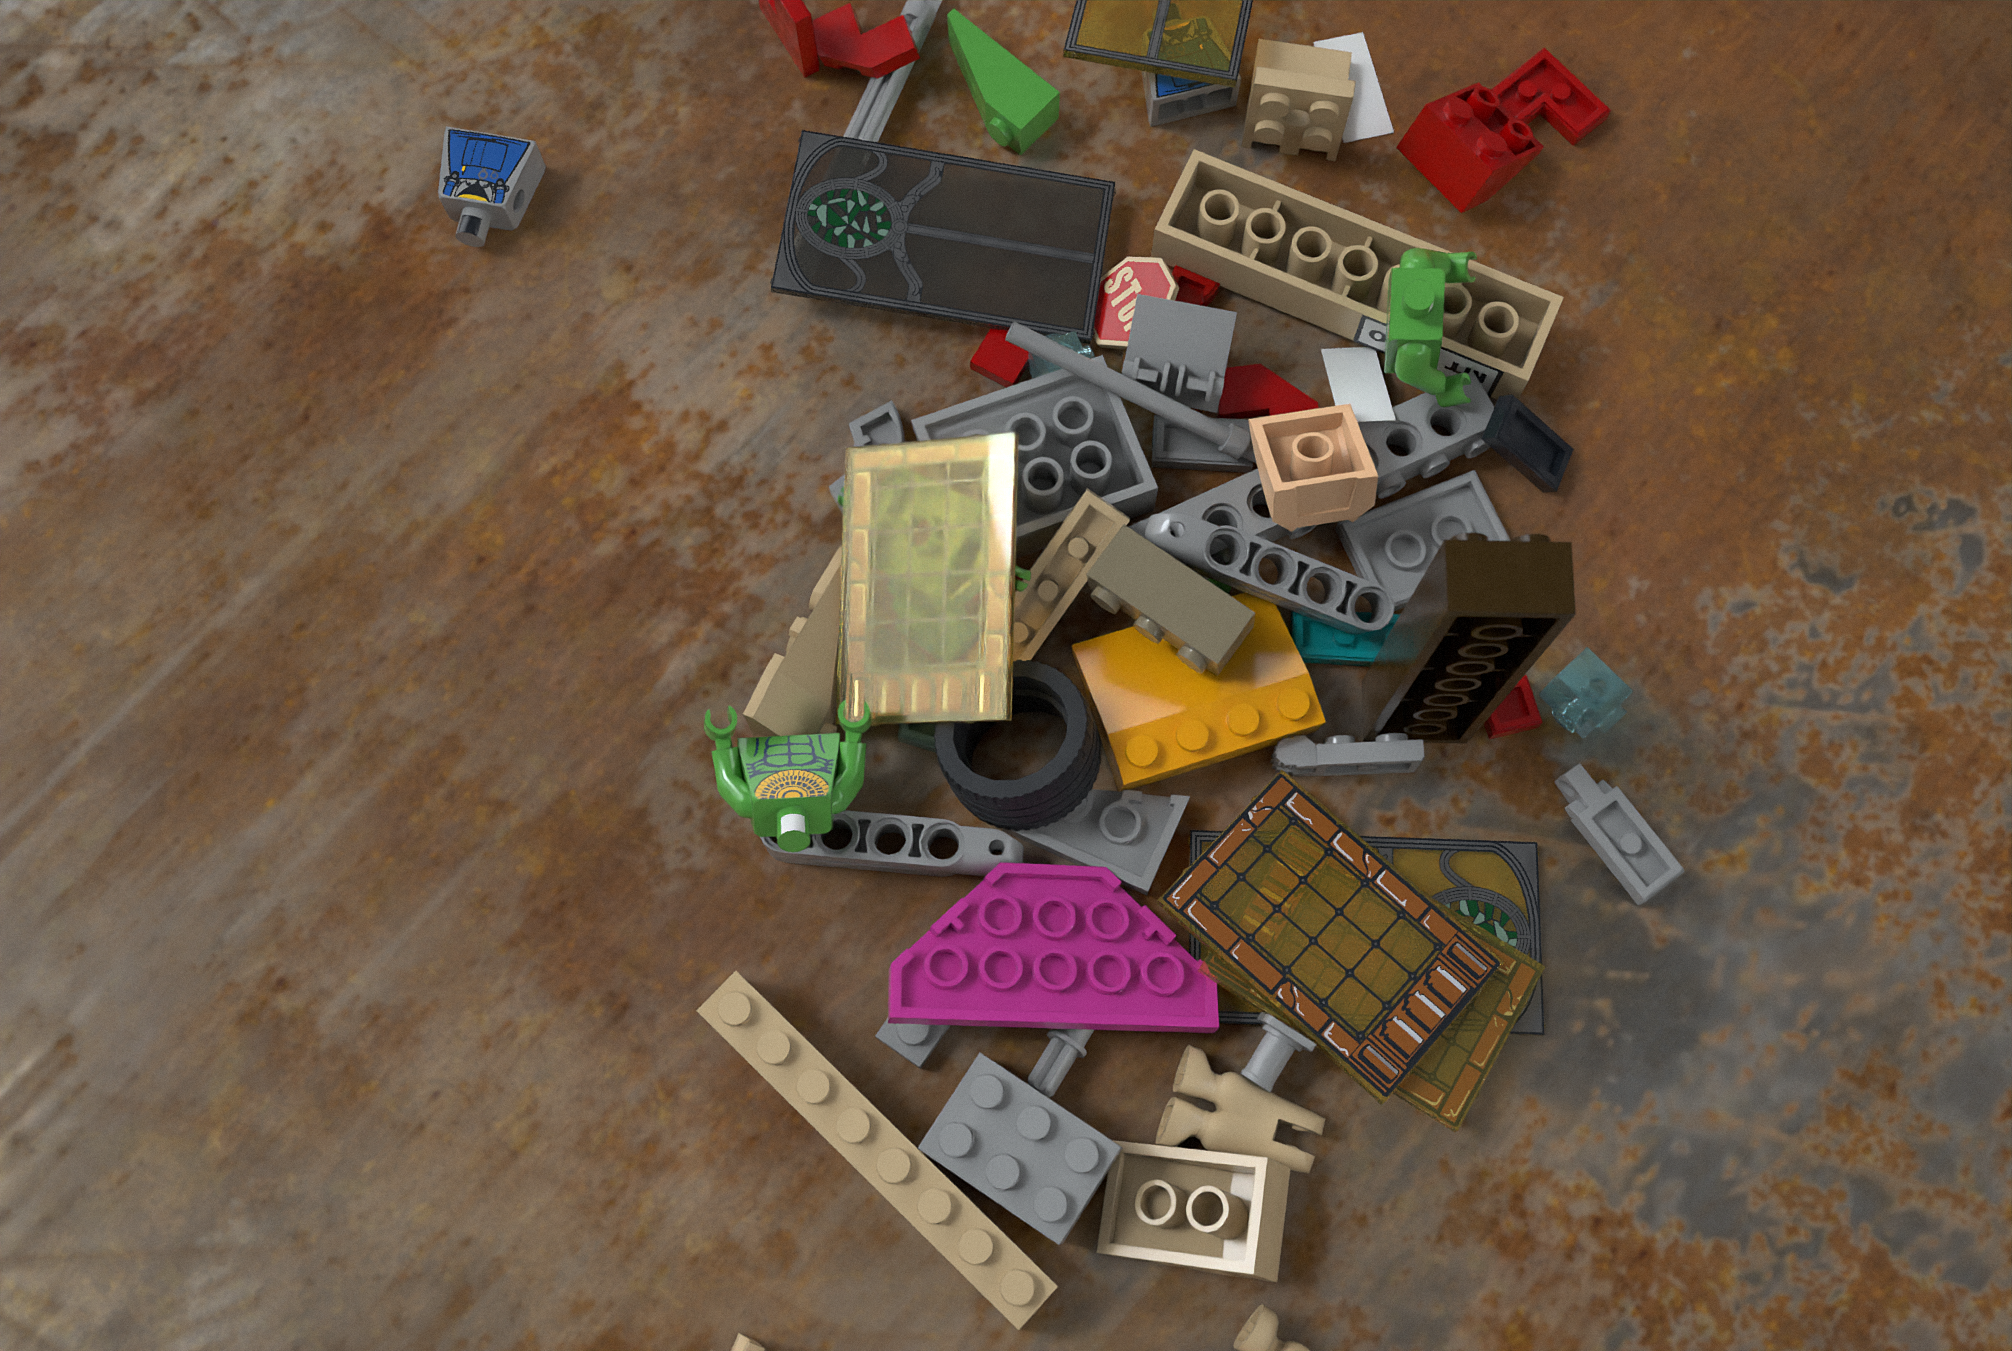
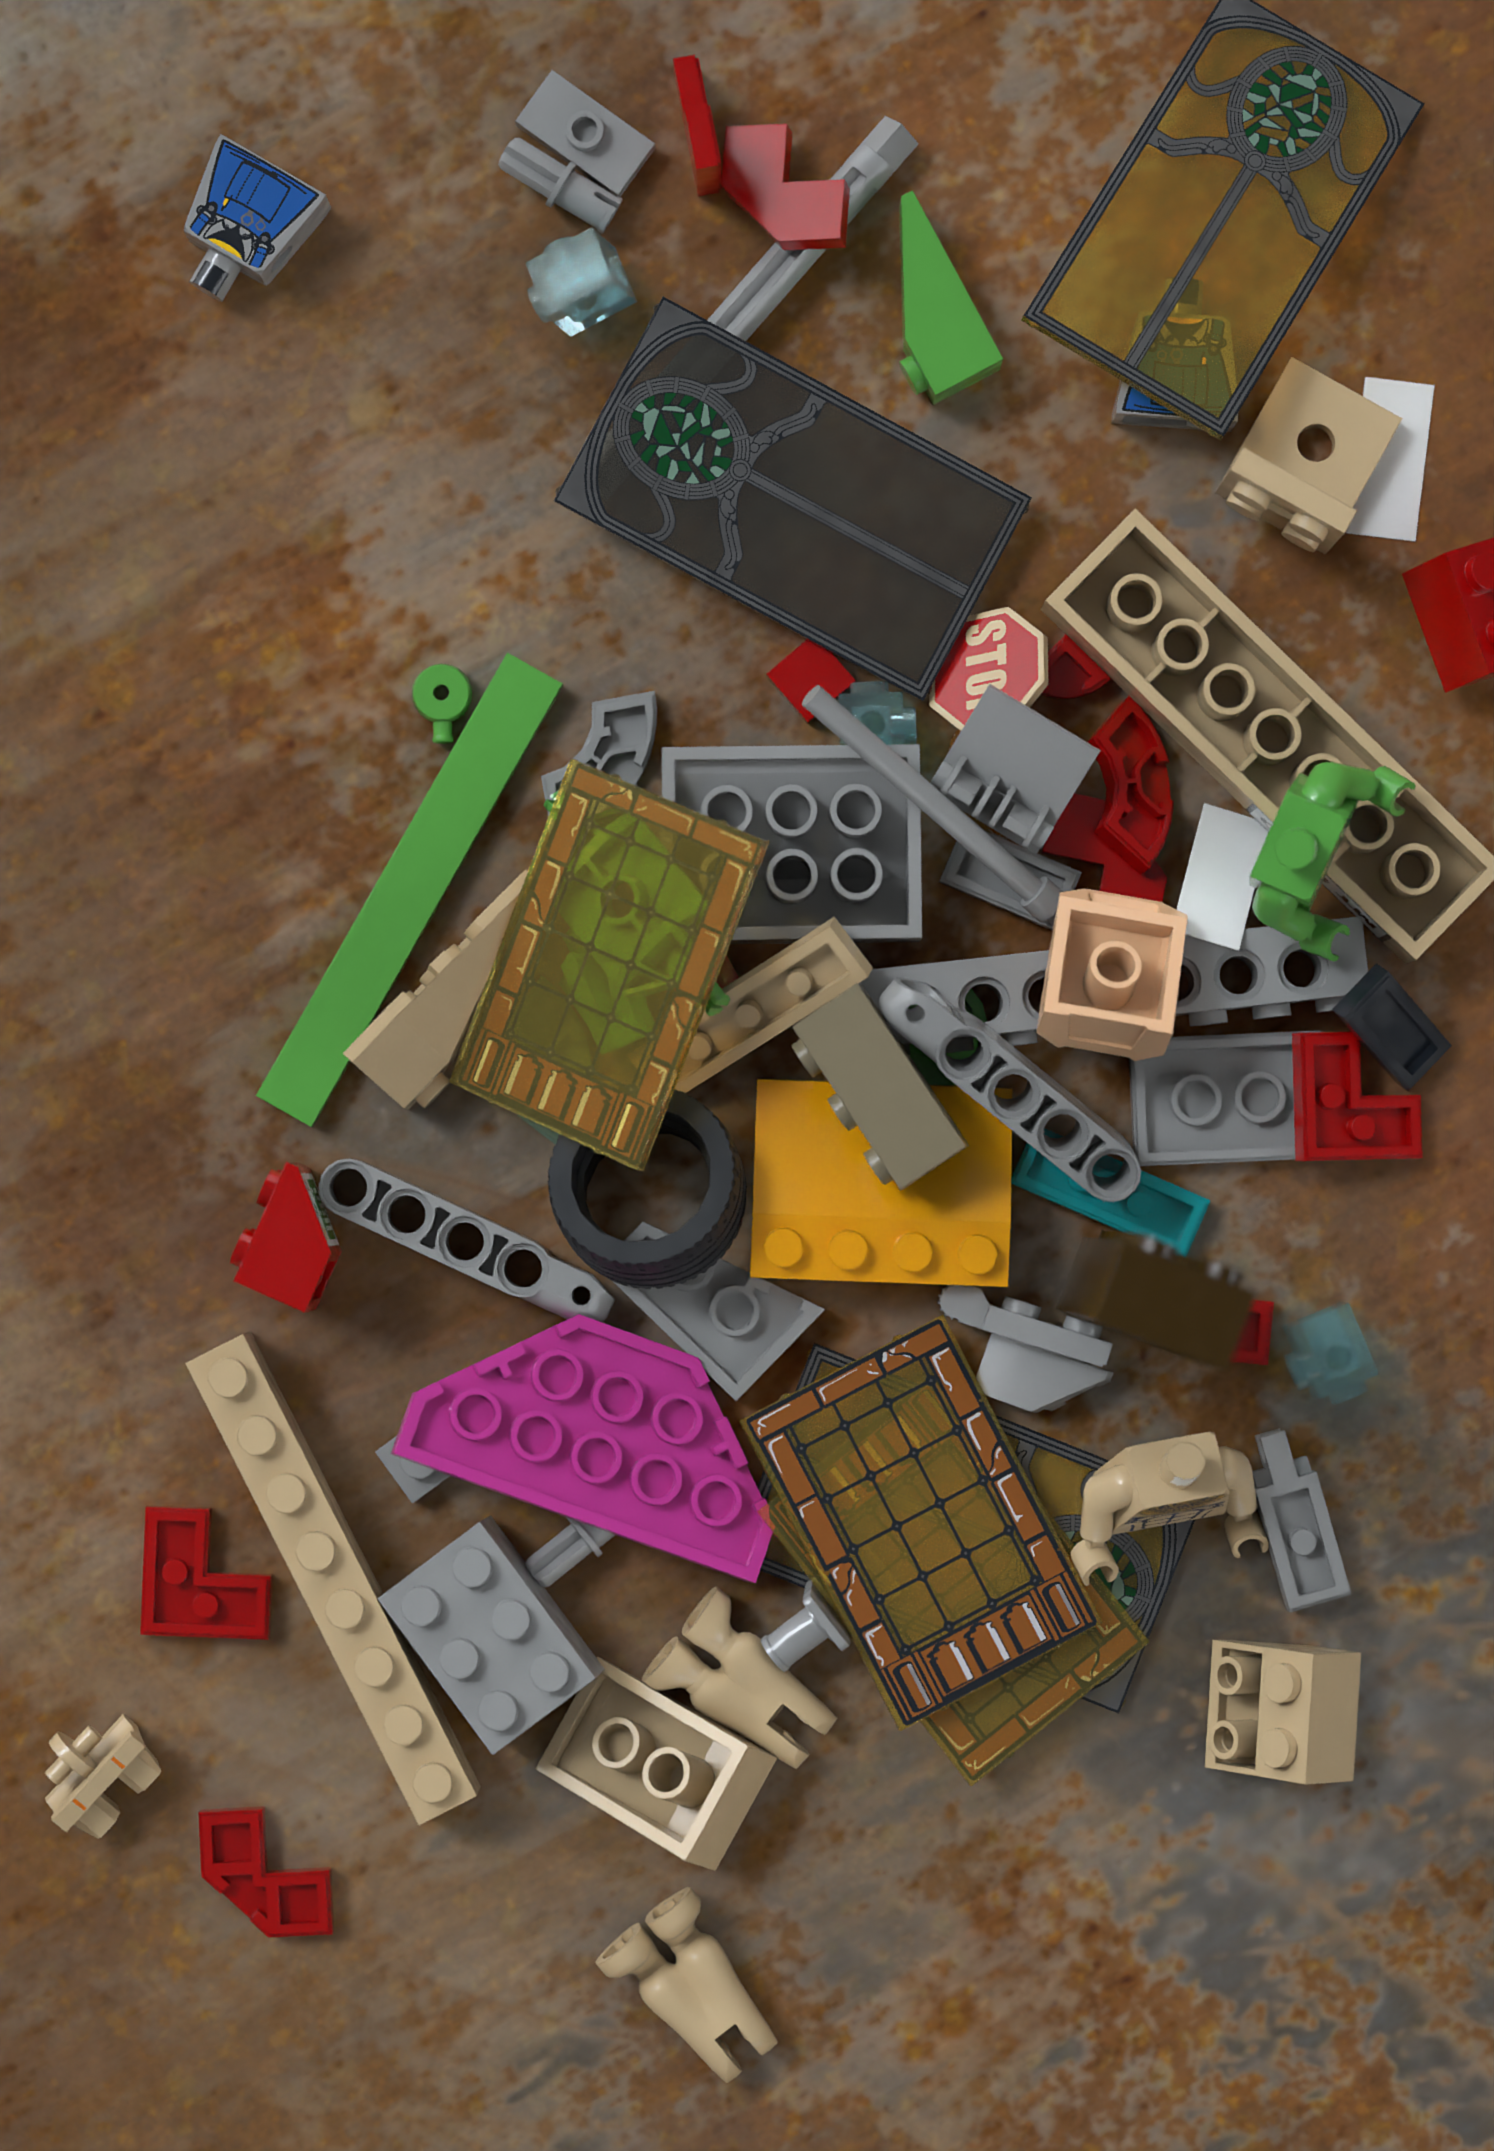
camera: 15 degrees right, 15 degrees up
(704, 93) = (560, 184): none -> light grey axle
(711, 60) = (585, 133): none -> light grey plate
(736, 468) = (444, 711): none -> bright green piece
(738, 144) = (578, 282): none -> clear light blue brick
(751, 891) = (293, 1244): none -> red slope
(760, 581) = (410, 889): none -> bright green tile
(762, 1213) = (181, 1592): none -> red tile
(790, 781) = (372, 1141): bright green torso -> none
(1273, 356) = (1136, 785): none -> red tile
(1370, 792) = (1034, 1376): none -> light grey slope
(1506, 513) = (1333, 1115): none -> red tile
(1508, 834) = (1165, 1486): none -> tan torso
(1672, 982) = (1283, 1711): none -> tan slope

